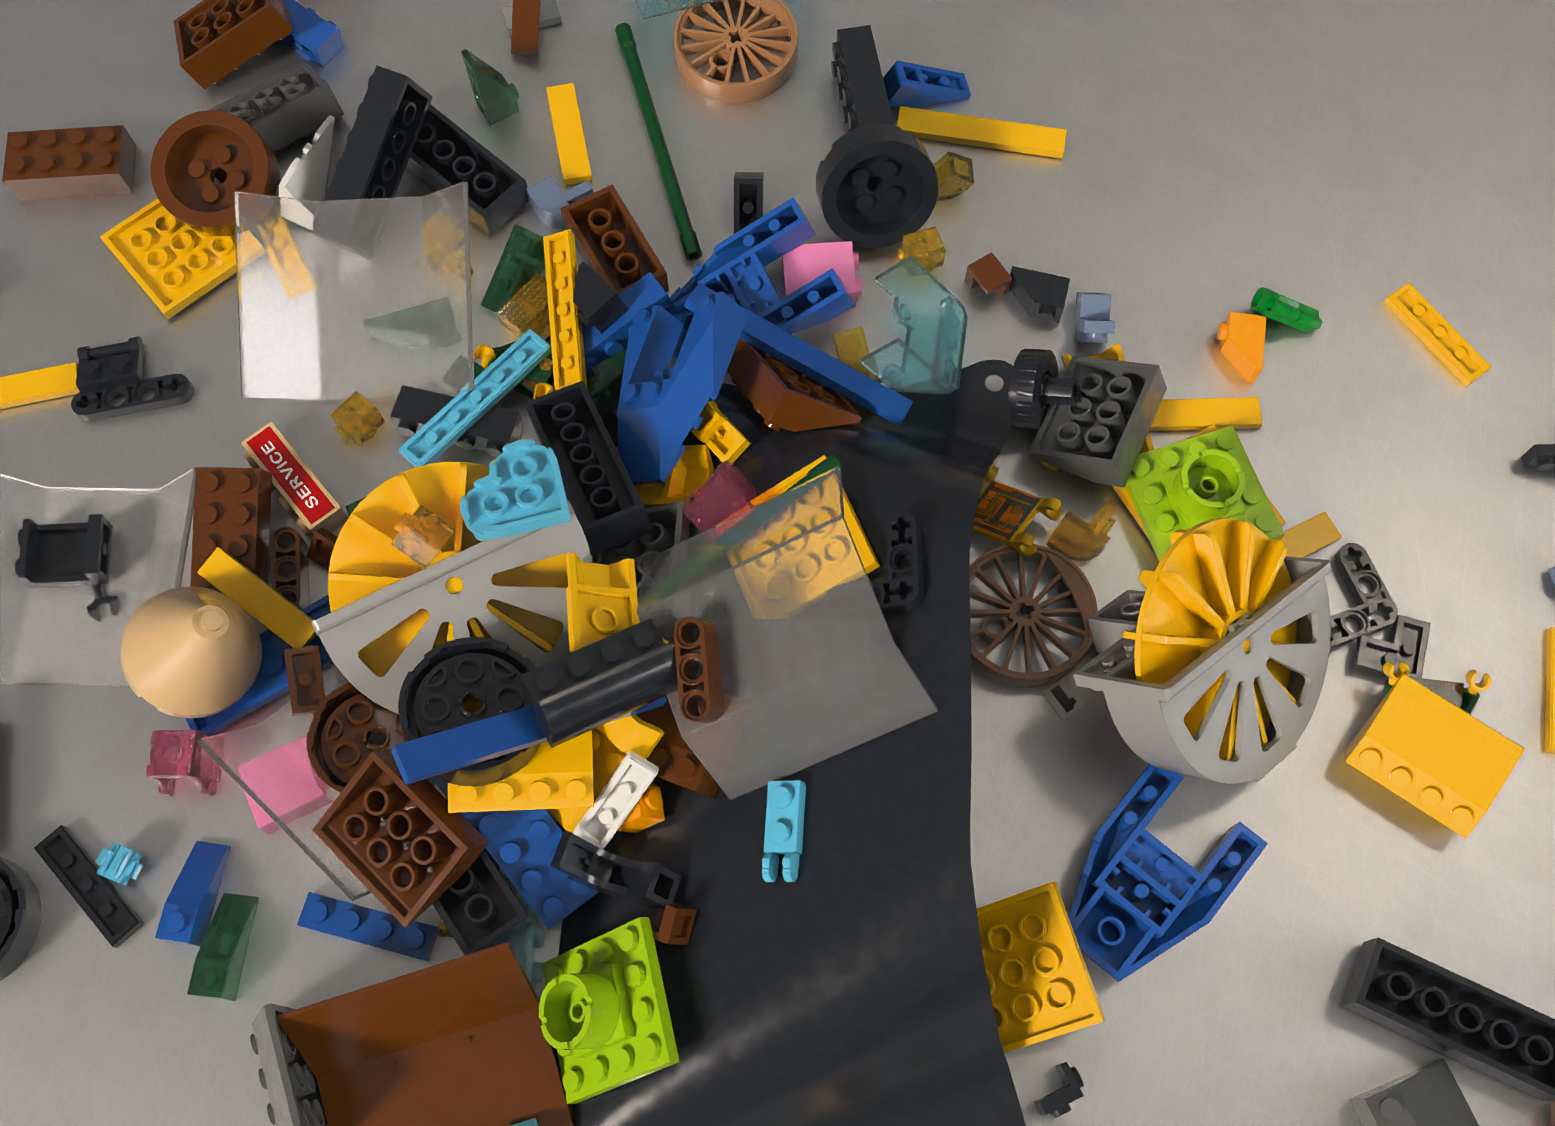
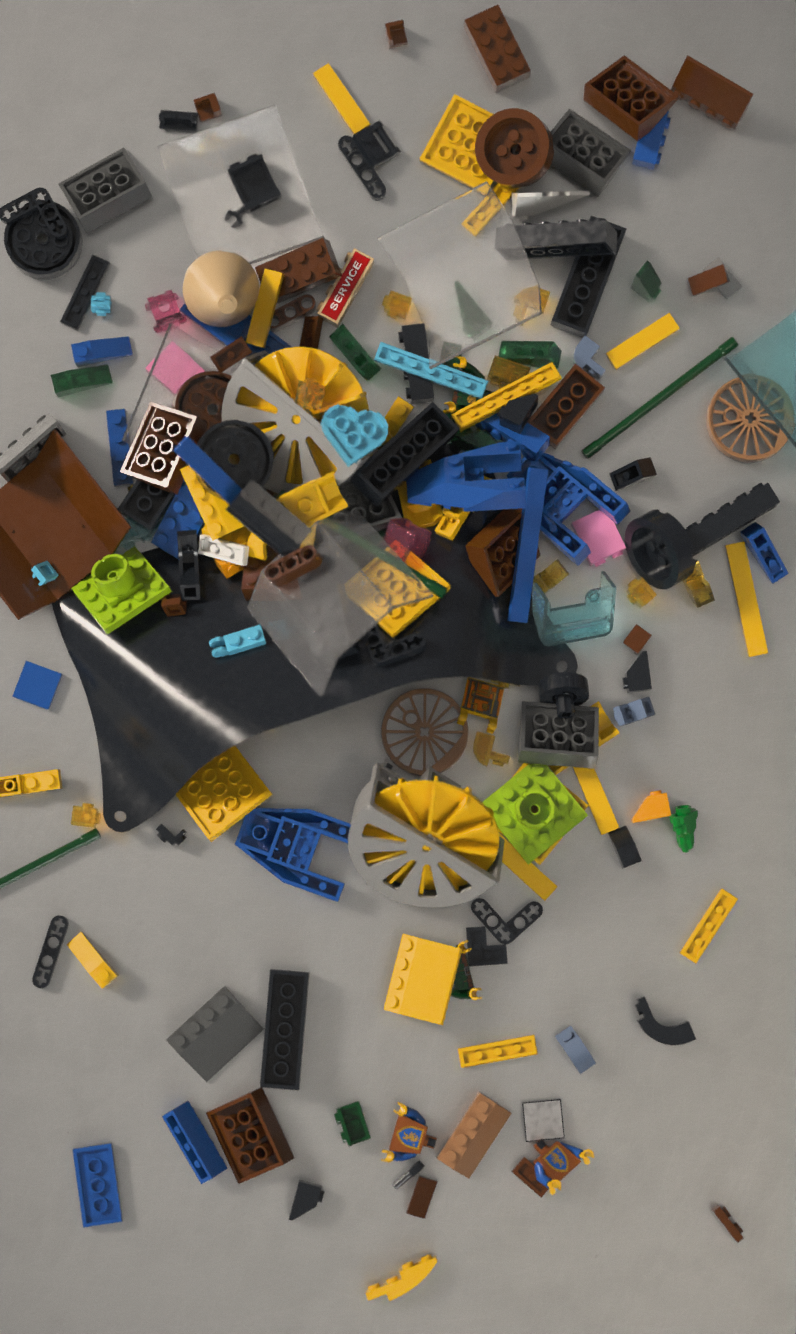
camera: 70 degrees right, 15 degrees up
(1294, 398) = (624, 847): none -> black slope

